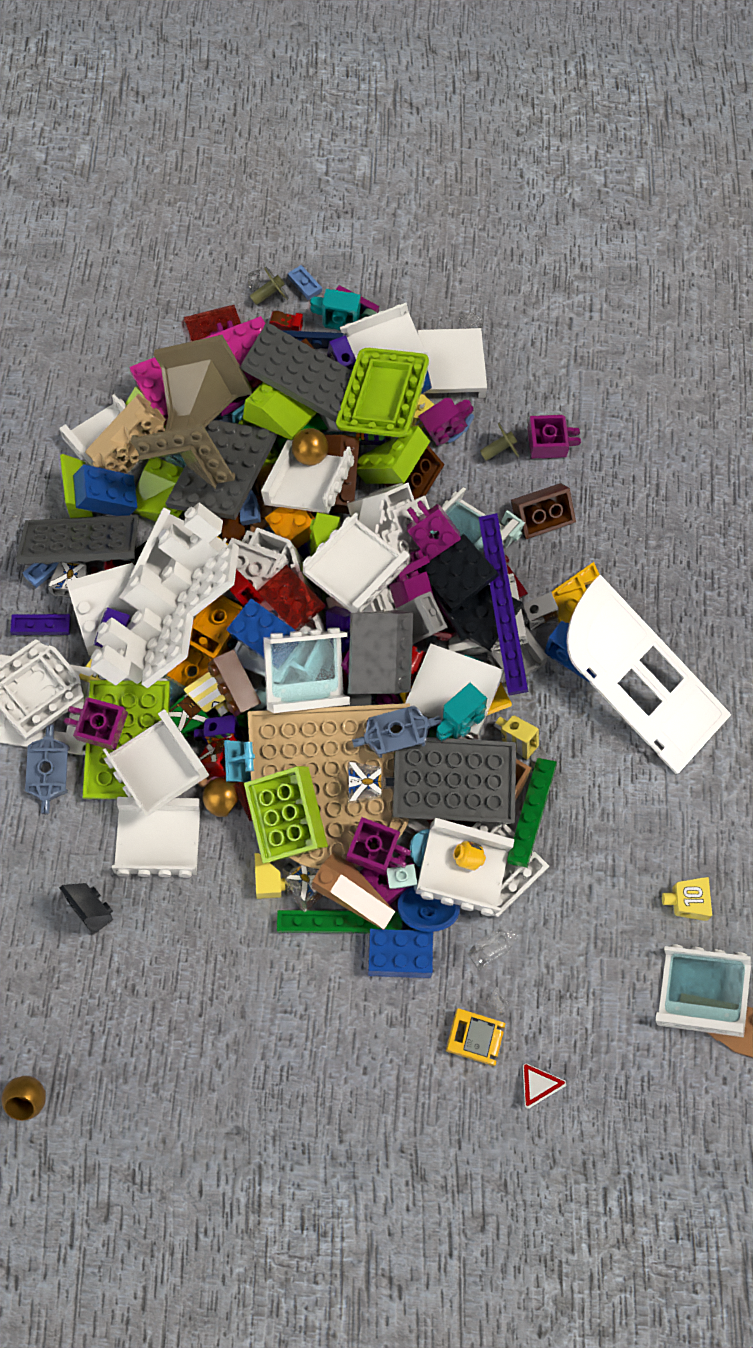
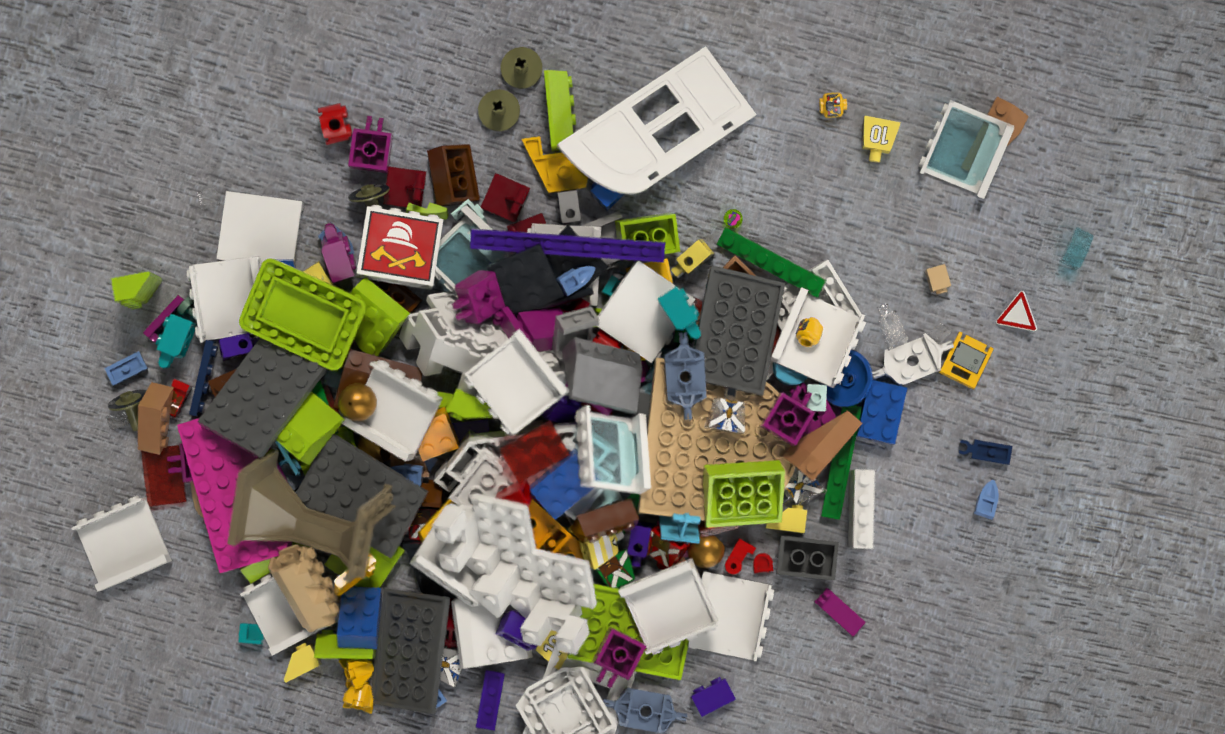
camera: 70 degrees left, 20 degrees up
(30, 508) = (359, 699): none -> yellow brick
(51, 454) = (301, 662): none -> light yellow slope
(53, 502) = (356, 671): none -> yellow brick
(69, 834) = (713, 696): none -> dark purple brick
(78, 411) = (250, 634): none -> teal panel
(87, 905) = (789, 687): black slope -> none
(144, 474) = (341, 587): none -> yellow container
(148, 302) = (122, 542): none -> white panel
(178, 950) = (840, 612): none -> magenta hinge
(218, 862) = (762, 563): none -> red tile
(221, 833) = (737, 555): none -> red leg
(230, 902) = (807, 558): none -> dark grey brick
(264, 300) = (154, 418): none -> medium nougat wedge
(291, 942) = (861, 509): none -> white panel
(326, 1089) = (987, 501): none -> medium blue plate
(376, 264) = (135, 289): none -> lime slope
(380, 1080) = (988, 451): none -> dark blue plate
(458, 961) = (924, 349): none -> white plate
(464, 466) = (399, 247): none -> panel
(471, 618) = (575, 279): none -> medium blue plate
(502, 495) = (432, 209): none -> lime slope
(520, 473) = (405, 187): none -> dark red plate
(533, 559) = (505, 197): none -> dark red plate
(540, 696) = (651, 228): none -> lime slope
(556, 989) = (938, 279): none -> tan brick
(565, 401) = (337, 112): none -> red brick
(566, 770) = (732, 218): none -> clear neon green tile
(615, 539) = (500, 119): none -> olive piece
(627, 1139) = (1077, 249): none -> clear light blue slope
(641, 583) = (559, 106): none -> lime slope
(661, 552) = (517, 76): none -> olive piece
(709, 845) = (832, 105): none -> head

